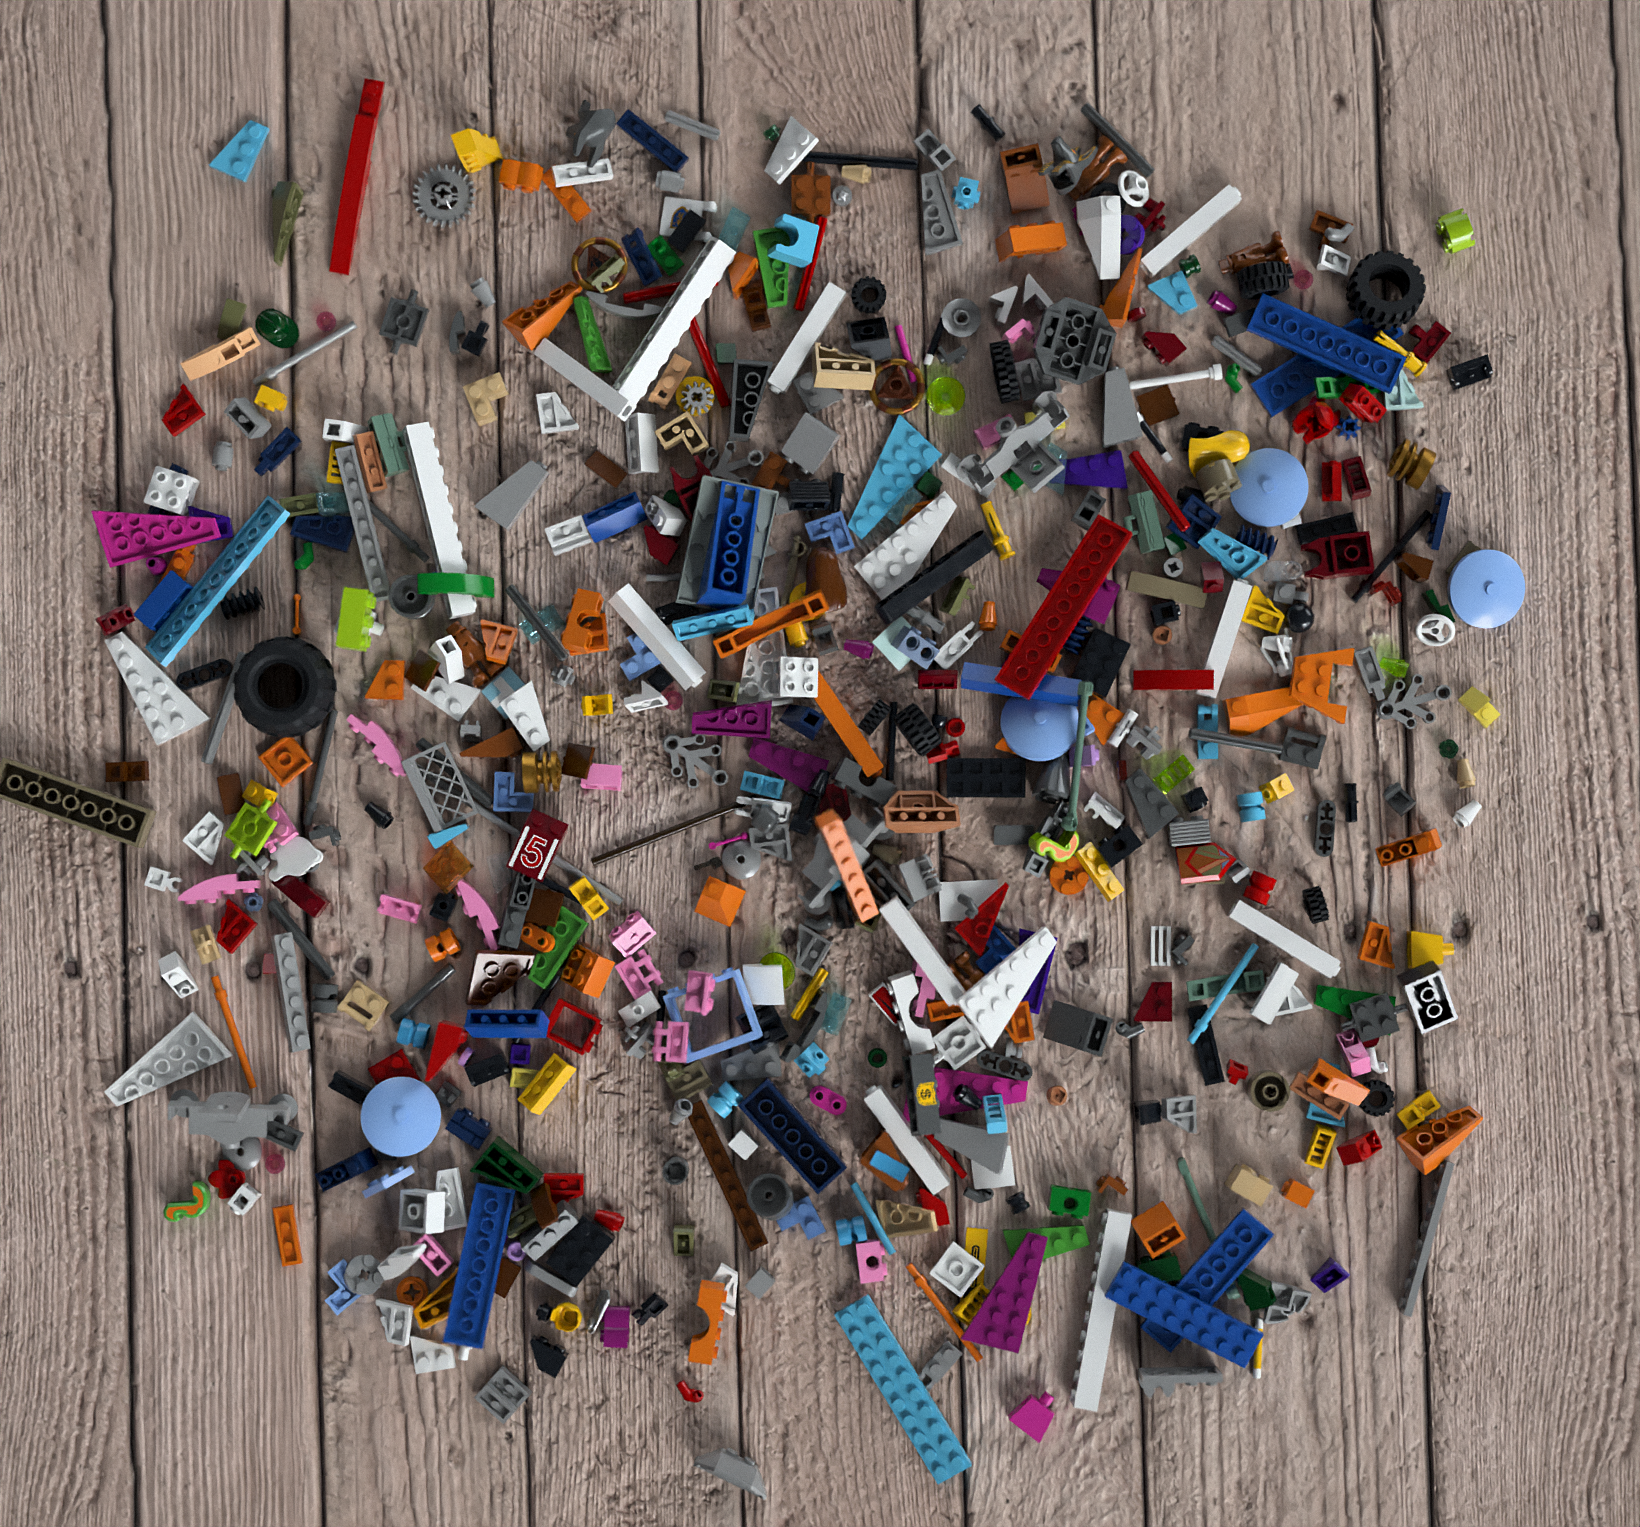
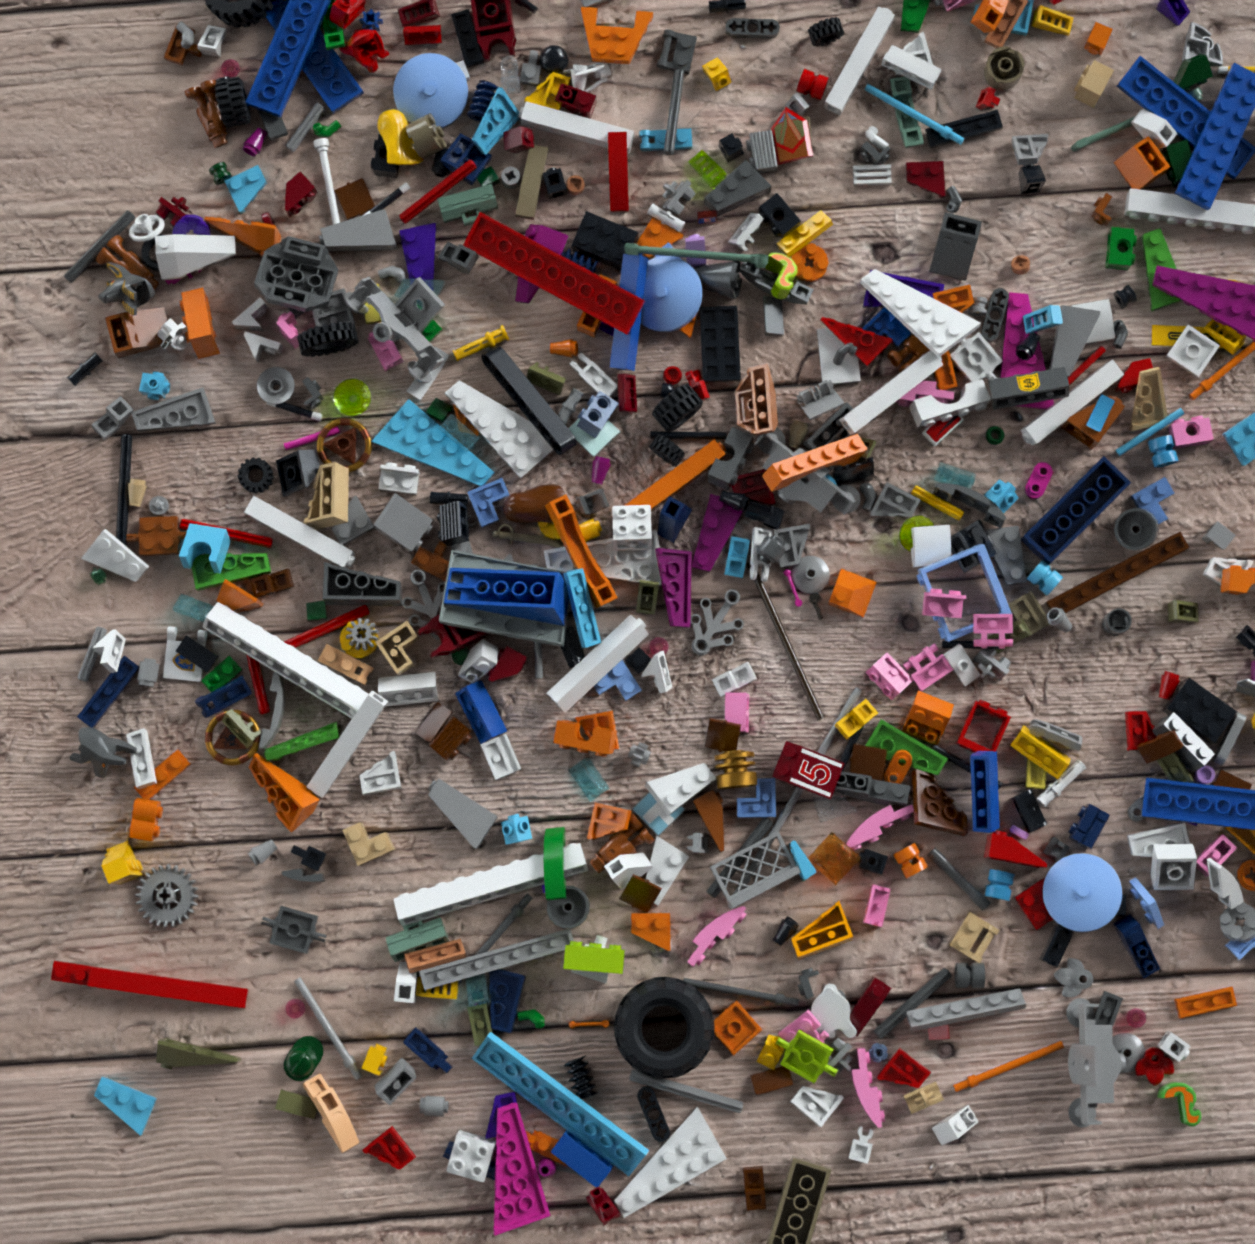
camera: 90 degrees left, 5 degrees down
(179, 1054) = (1035, 1121): white wing -> none
(319, 1100) = (1071, 978): none -> light grey plate
(373, 853) = (823, 934): none -> light orange wedge
(492, 548) = (516, 829): none -> medium azure brick
(507, 1166) = (1124, 785): dark green wedge -> none
(511, 1099) = (1064, 780): none -> white pin
(520, 1053) = (1012, 780): dark purple tile -> none
(536, 622) = (589, 781): dark grey axle -> none
(564, 1100) = (1055, 734): none -> light grey hinge
(587, 485) = (450, 739): none -> reddish brown brick
(597, 705) = (666, 719): yellow bracket -> none
(636, 776) = (734, 679): none -> white slope
(695, 144) = (110, 650): none -> white slope
(743, 1144) = (1086, 558): white panel -> none
(857, 441) = (399, 479): none -> white bracket
(1017, 211) = (172, 333): none -> white hips
(1077, 443) = (392, 271): none -> light grey arm
(1190, 230) = (186, 173): white brick -> none
(1195, 1245) = (1155, 127): none -> white slope
(1197, 951) = (874, 139): none -> white arm
(1251, 639) = (576, 100): none -> dark red slope
(1251, 806) = (735, 95): medium azure wheel -> none
(1254, 711) = (644, 97): orange wedge -> none

